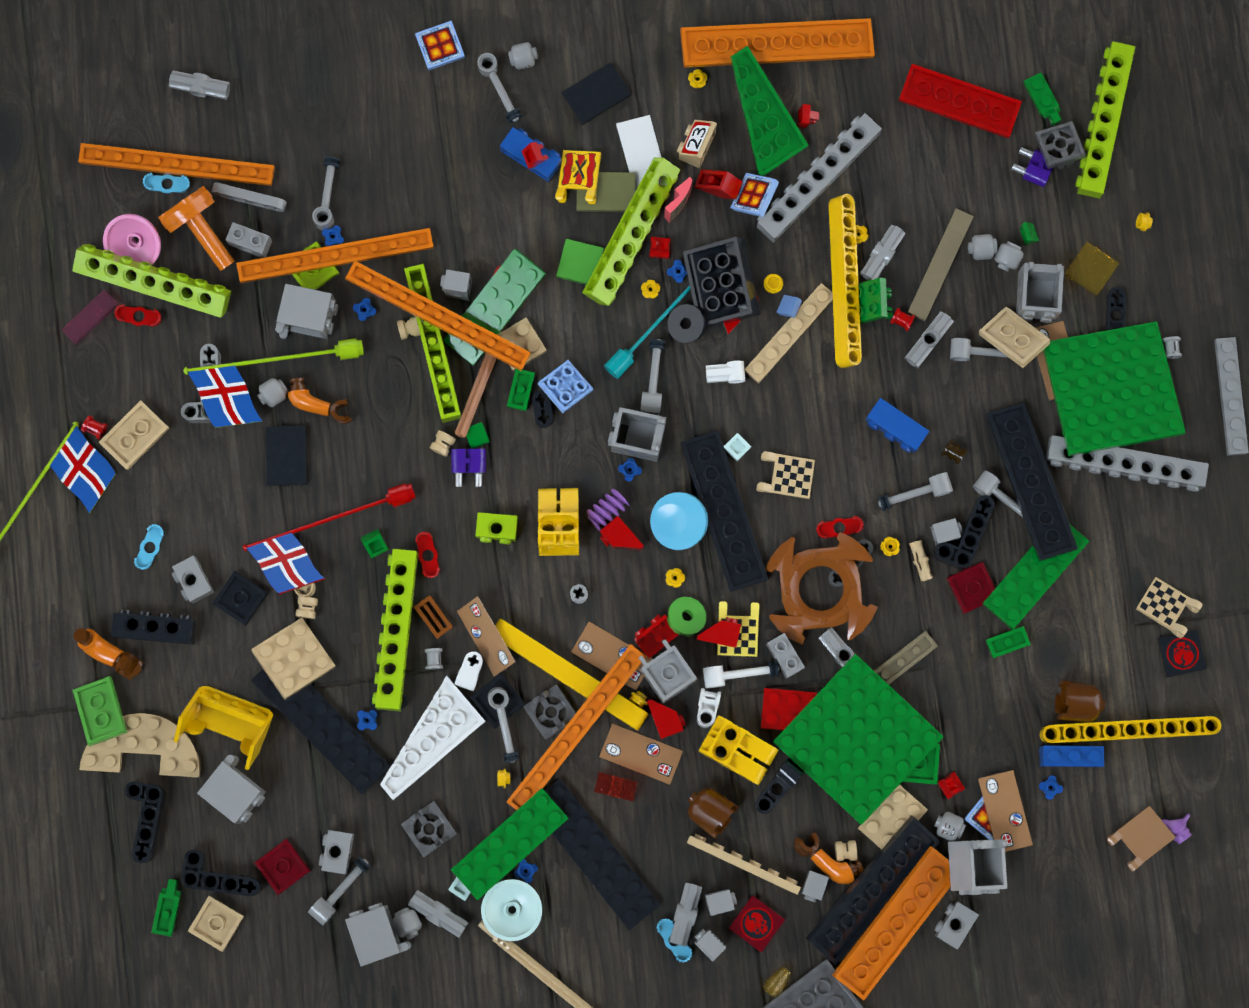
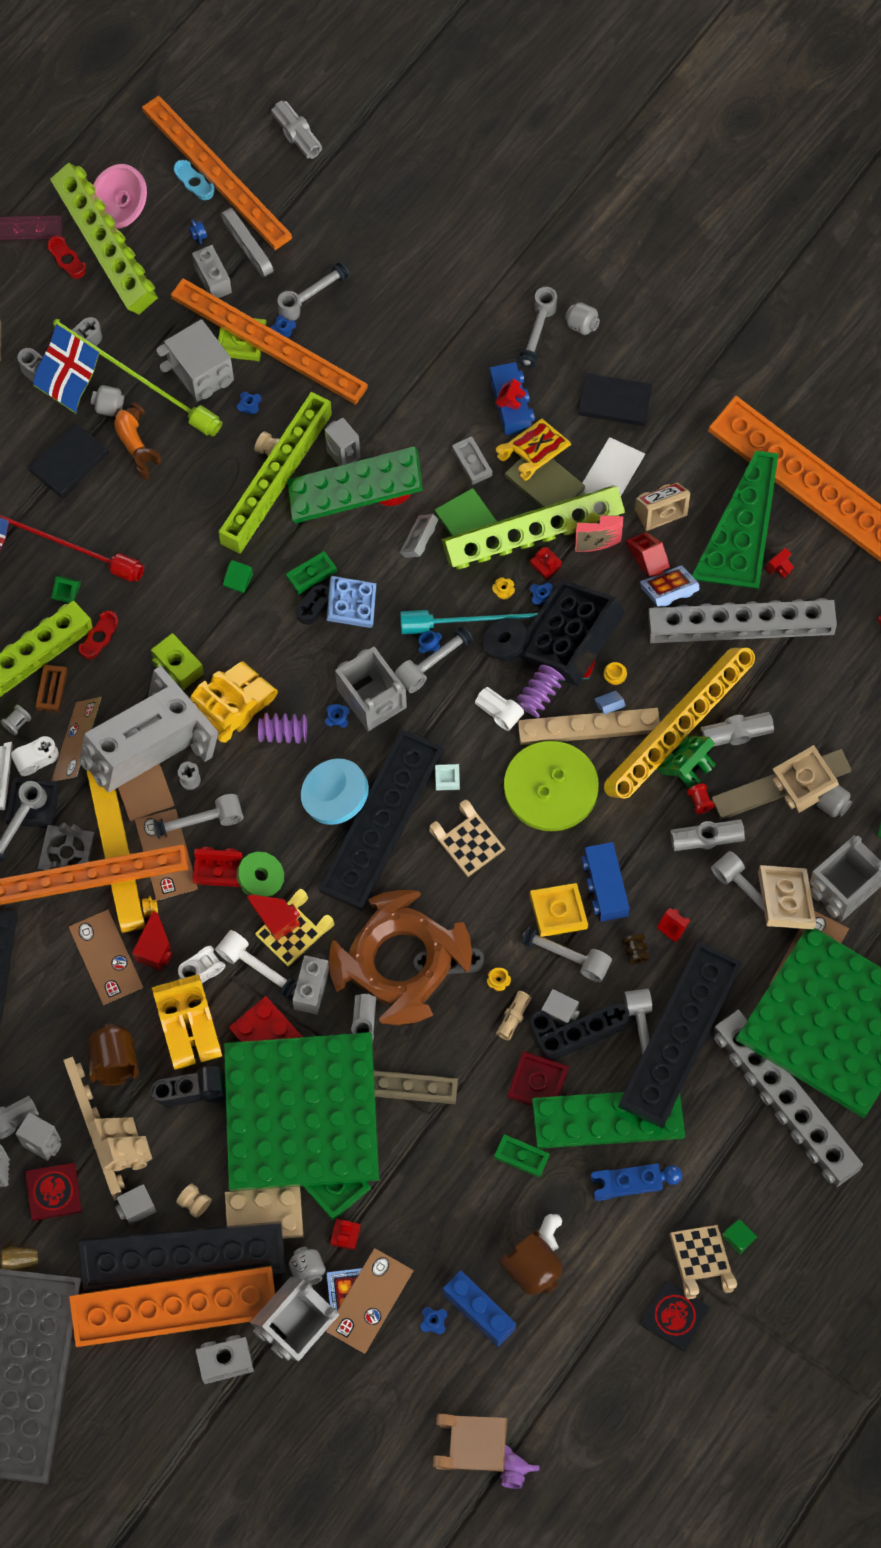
camera: 45 degrees right, 15 degrees down
(188, 212) = (182, 206): orange piece -> none
(210, 218) = (197, 231): none -> blue plate
(437, 315) = (299, 449): orange plate -> none
(439, 45) = (521, 256): tile -> none
(439, 447) = (197, 558): tan wheel -> none
(468, 462) = (209, 590): dark purple piece -> none
(475, 396) = (271, 541): nougat axle -> none
(525, 337) = (348, 538): tan plate -> none
(533, 593) = (147, 735): none -> light grey brick
(547, 220) = (472, 460): none -> light grey plate
(556, 627) = (146, 794): none -> medium nougat flag
(564, 302) = (419, 536): none -> light grey plate
(615, 786) = (54, 960): clear red brick -> none
(620, 536) = (271, 759): red slope -> none
(624, 594) = (227, 810): none -> light grey piece
(635, 368) = (429, 642): none -> blue plate
(667, 673) = (192, 901): light grey container -> none
(675, 572) = (284, 842): yellow plate -> none
(697, 83) = (714, 463): yellow plate -> none
(741, 339) = (538, 690): none -> medium lavender piece
(771, 860) = (119, 1144): none -> tan plate
(804, 393) = (551, 786): none -> lime plate
(838, 872) = (167, 1210): piece -> none
(852, 526) = (483, 932): red piece -> none
(863, 234) = (735, 702): yellow plate -> none
(886, 470) = (558, 910): none -> yellow plate
(957, 251) = (804, 779): none -> tan plate
(961, 416) = (673, 924): none -> red tile
(1008, 256) = (849, 825): light grey head -> none
(1064, 672) = (548, 1228): none -> white arm
(1086, 595) = (634, 1180): none -> blue plate
(1139, 729) = (562, 1348): yellow beam -> none
(1174, 572) = (739, 1236): none -> green slope

